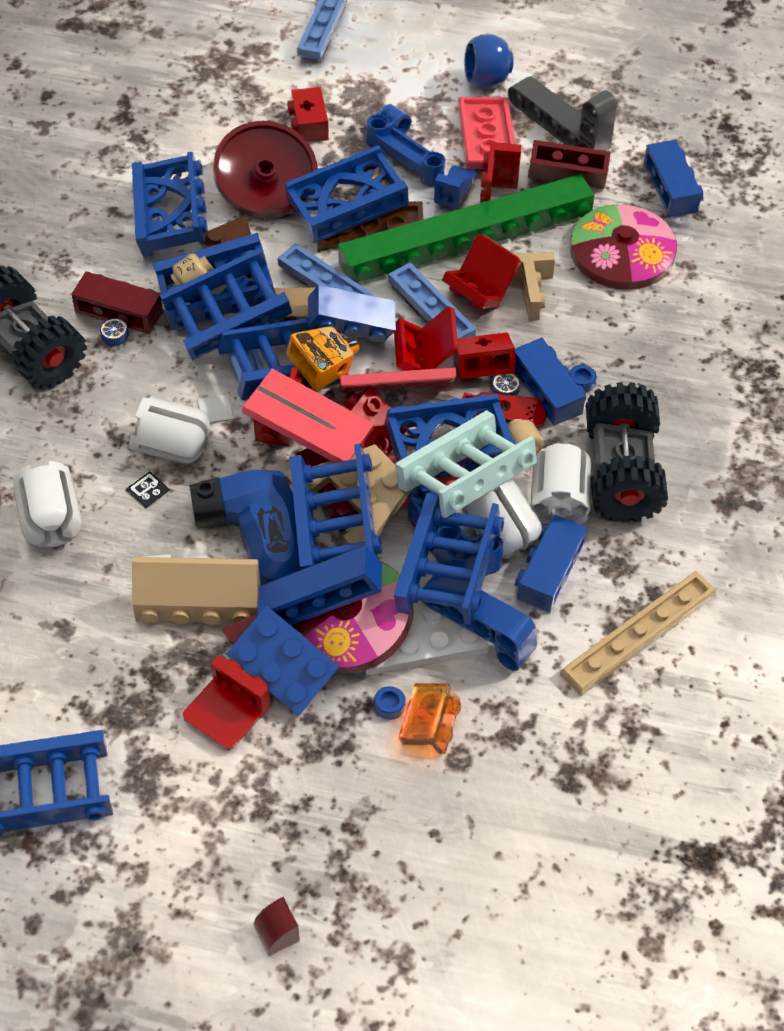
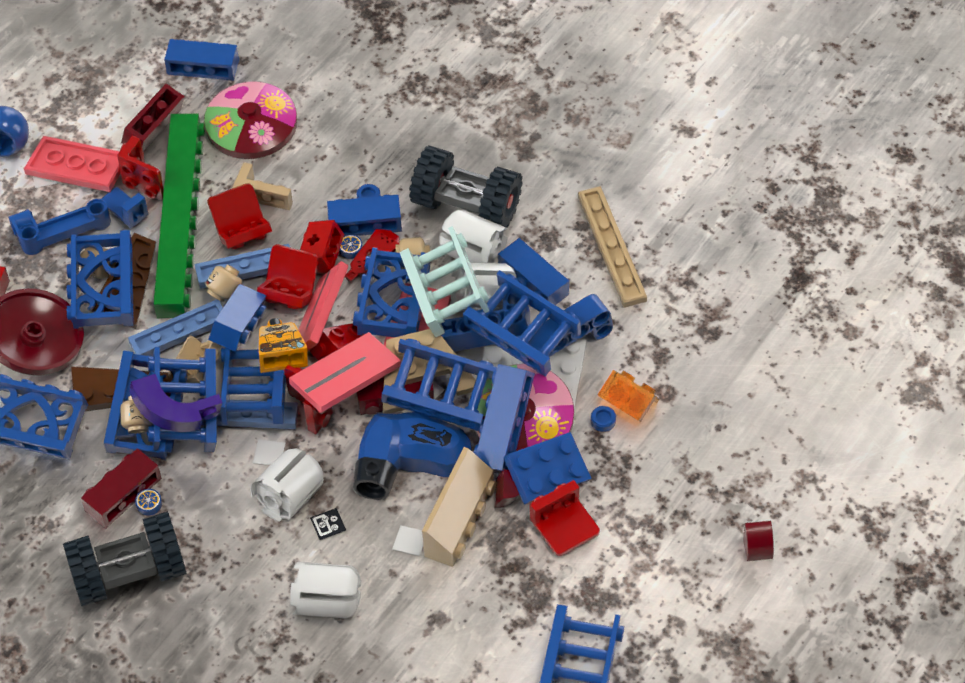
camera: 65 degrees left, 0 degrees up
(190, 272) = (167, 412): none -> dark purple arch
(394, 287) = (223, 282): none -> tan head
(587, 129) = (98, 105): dark grey beam -> none

